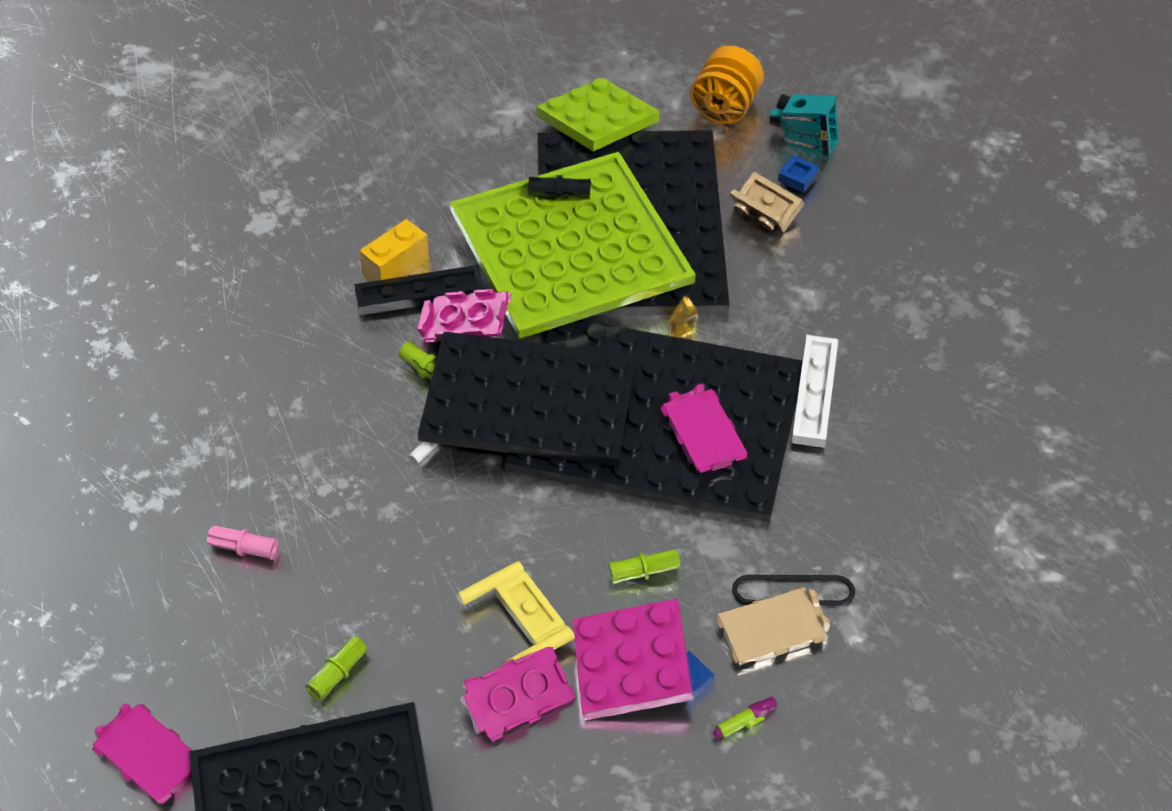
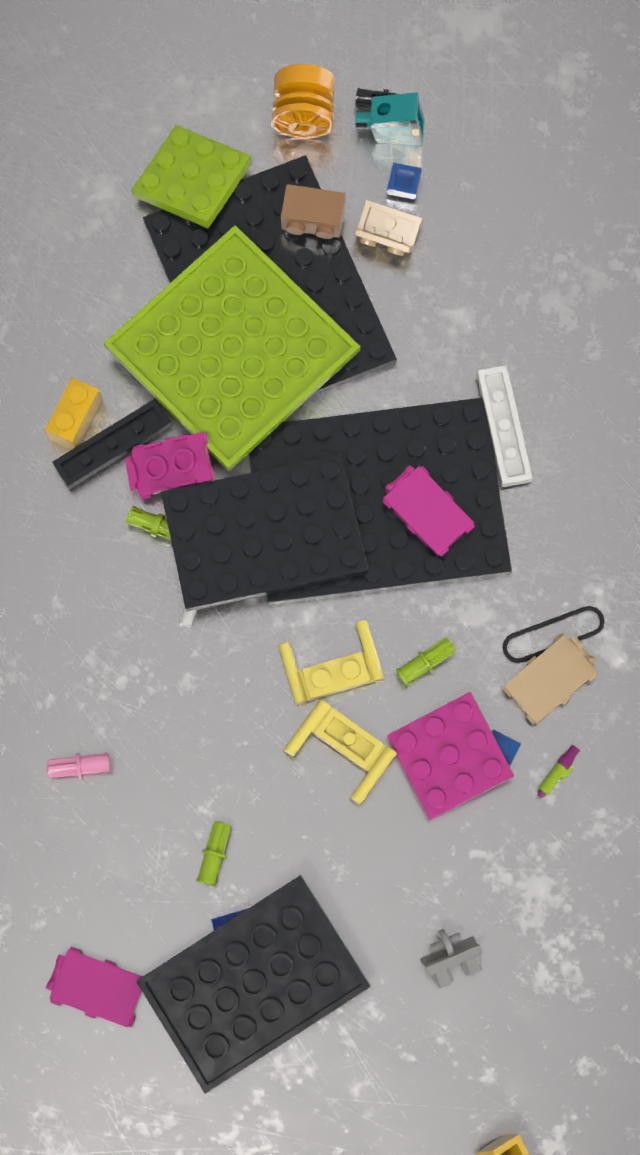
camera: 20 degrees left, 25 degrees up
(516, 693) = (370, 823): dark pink piece -> none
(542, 548) = (336, 674): none -> light yellow plate
(559, 187) = (200, 293): black pin -> none
(683, 320) = (364, 392): clear yellow slope -> none
(698, 163) = (313, 211): none -> medium nougat brick

